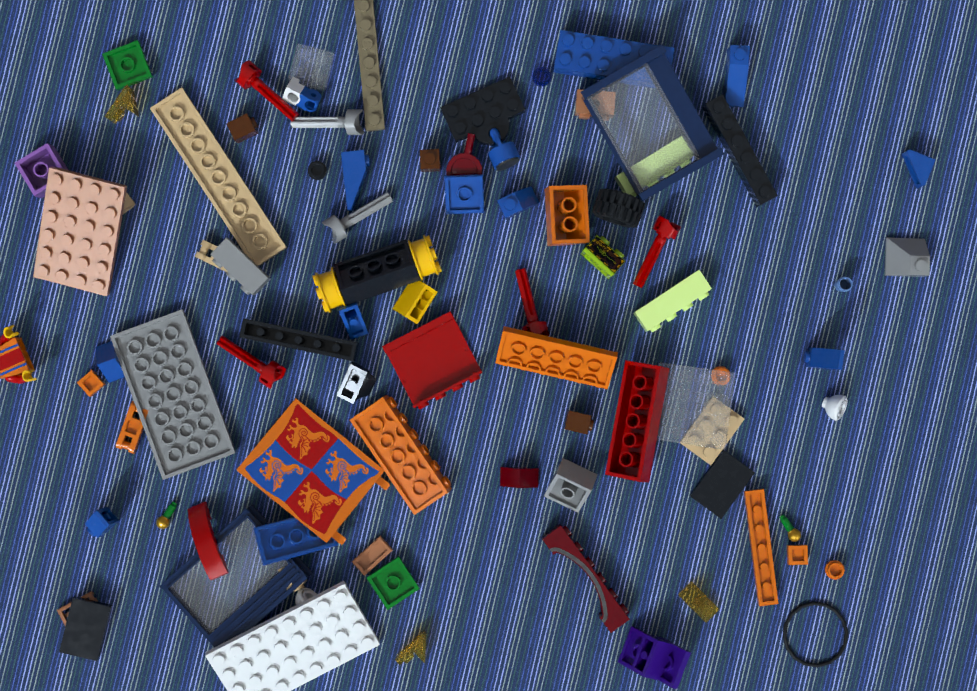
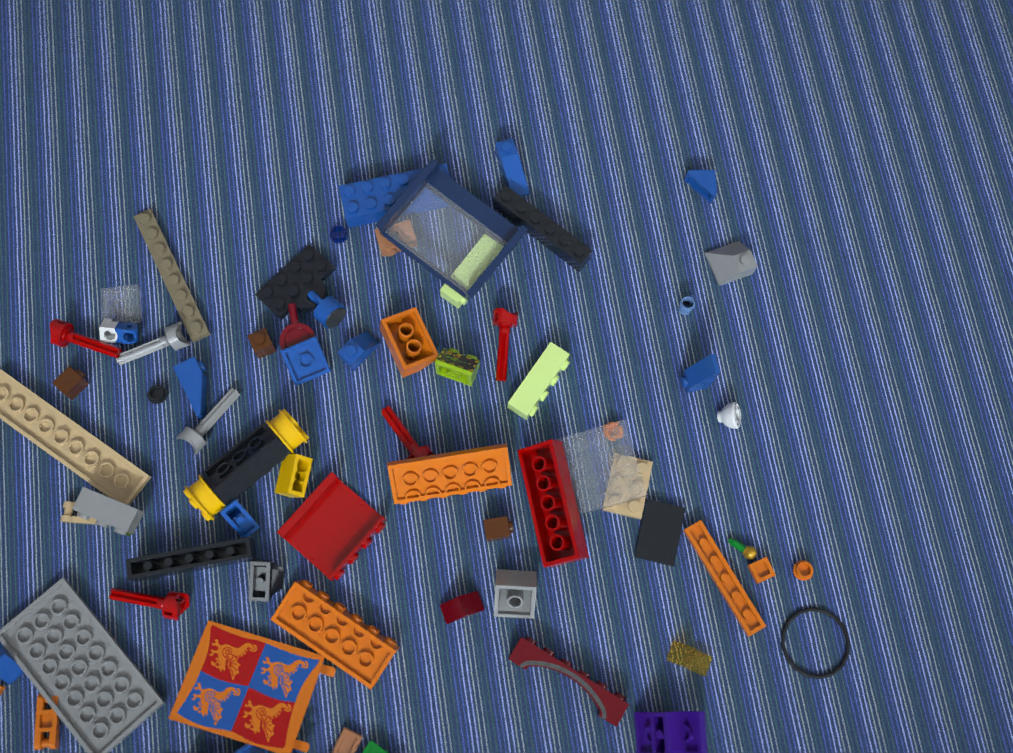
camera: 30 degrees left, 15 degrees down
(618, 208) = (453, 315): black tyre -> none

